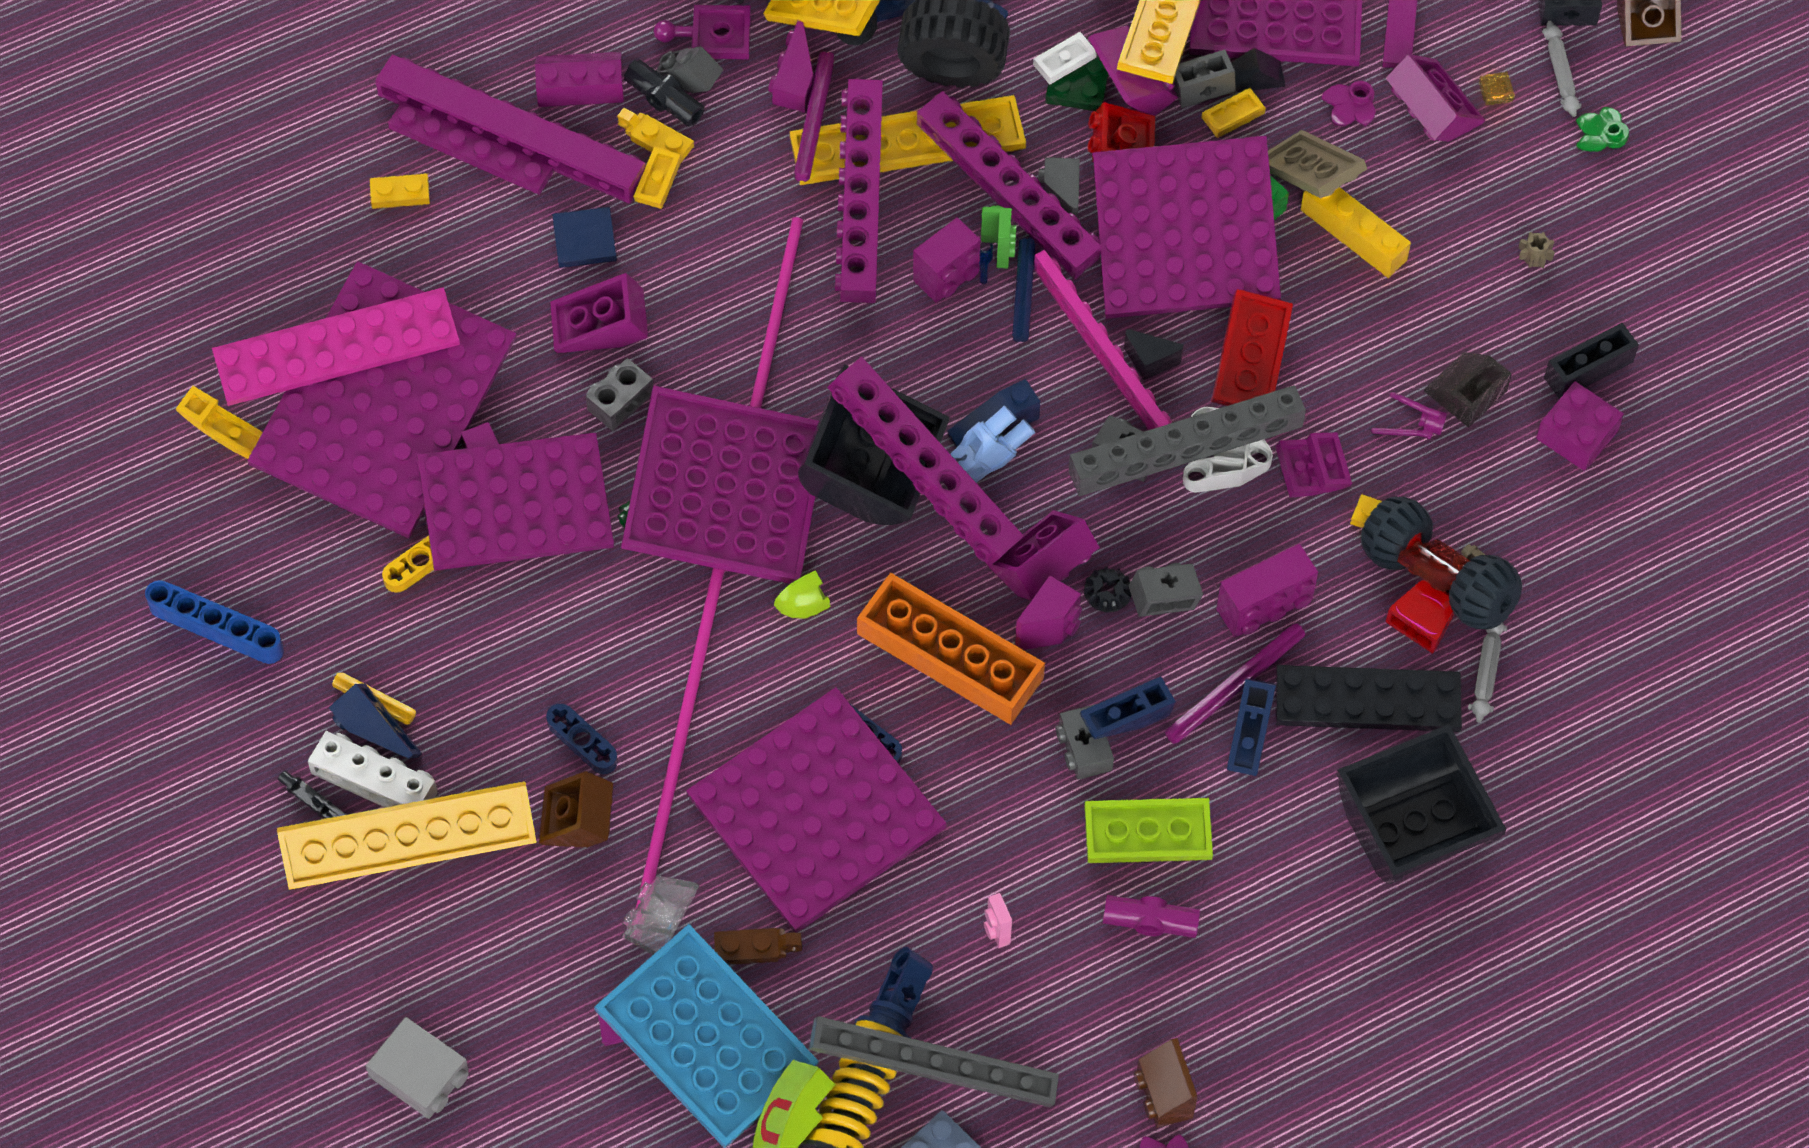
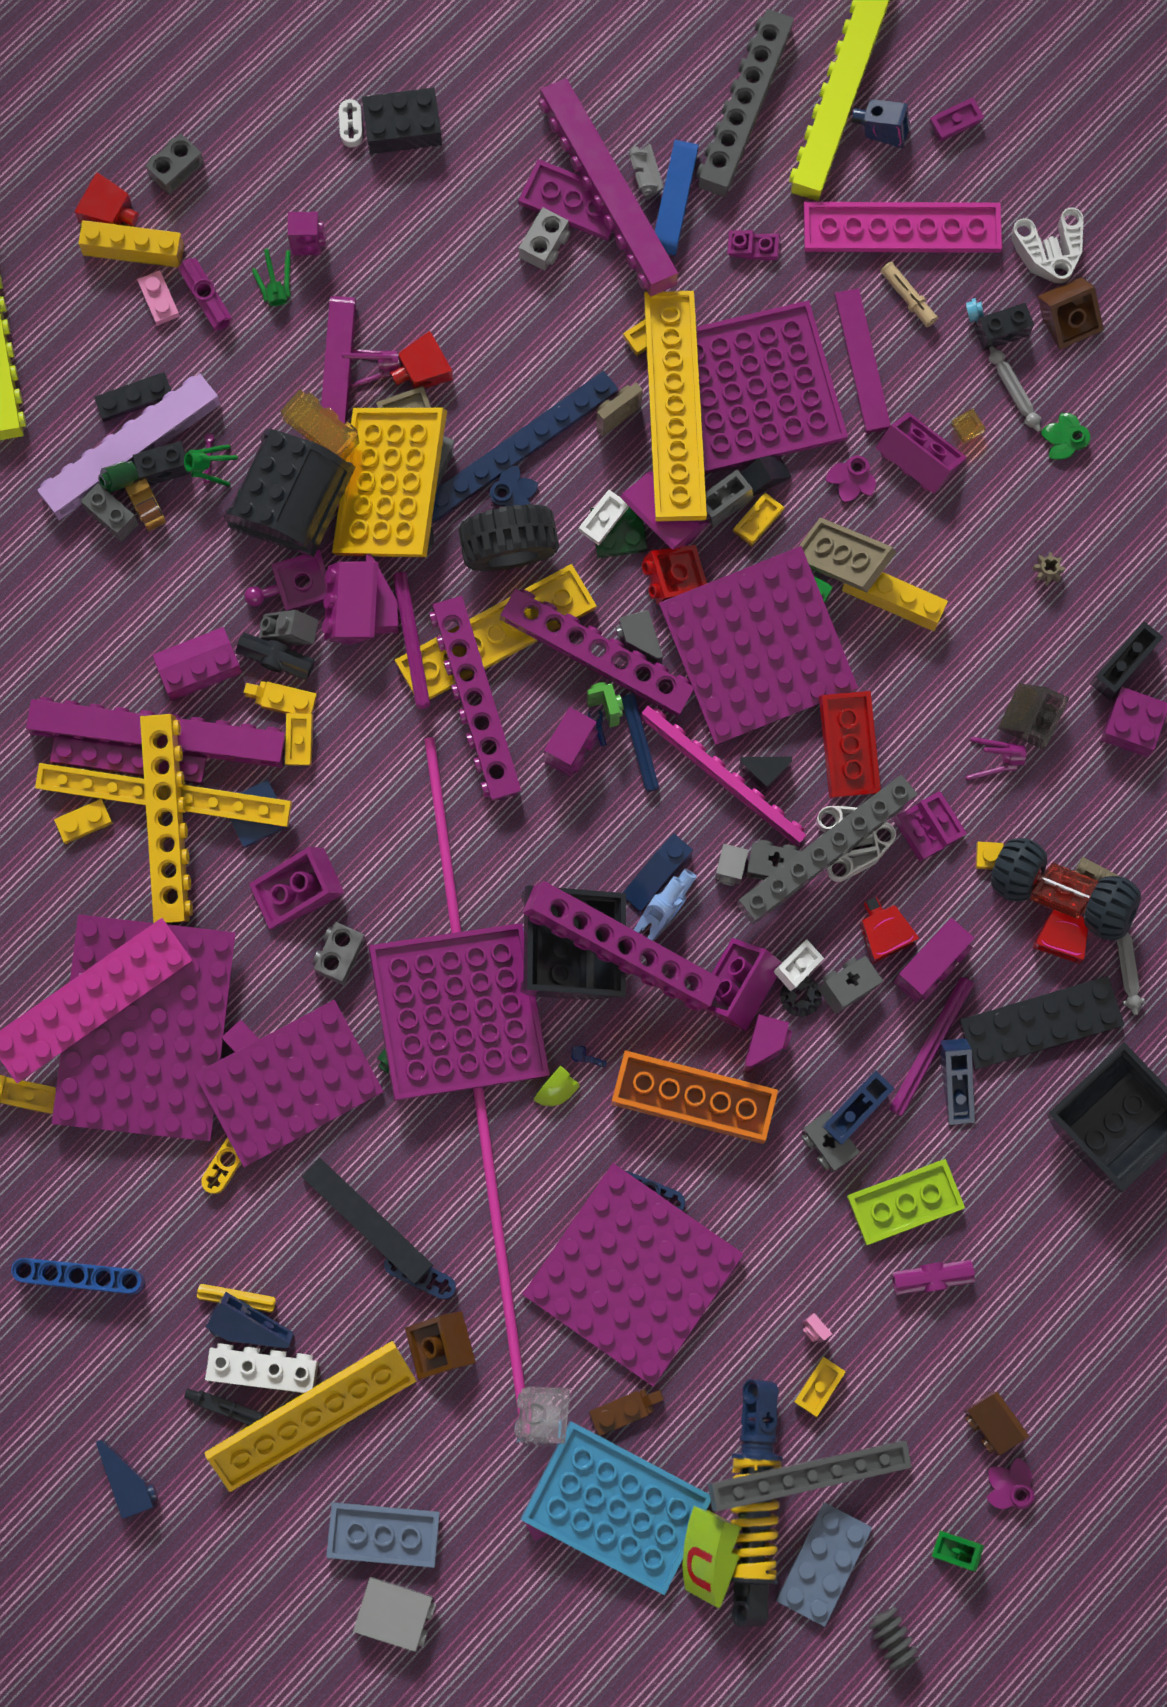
camera: 20 degrees left, 15 degrees up
(182, 848) = (129, 1487): none -> dark blue slope
(438, 984) = (383, 1534): none -> sand blue plate
(494, 187) = (132, 791): none -> yellow plate
(506, 111) = (151, 729): none -> yellow brick
(546, 664) = (367, 1221): none -> black tile
(762, 59) = (350, 602): none -> magenta slope
(841, 575) = (579, 1055): none -> clear blue hand
(981, 988) = (819, 1386): none -> yellow plate
(1078, 432) = (731, 865): none -> light grey brick
(1115, 553) = (798, 965): none -> white plate
(1224, 550) = (885, 931): none -> red torso

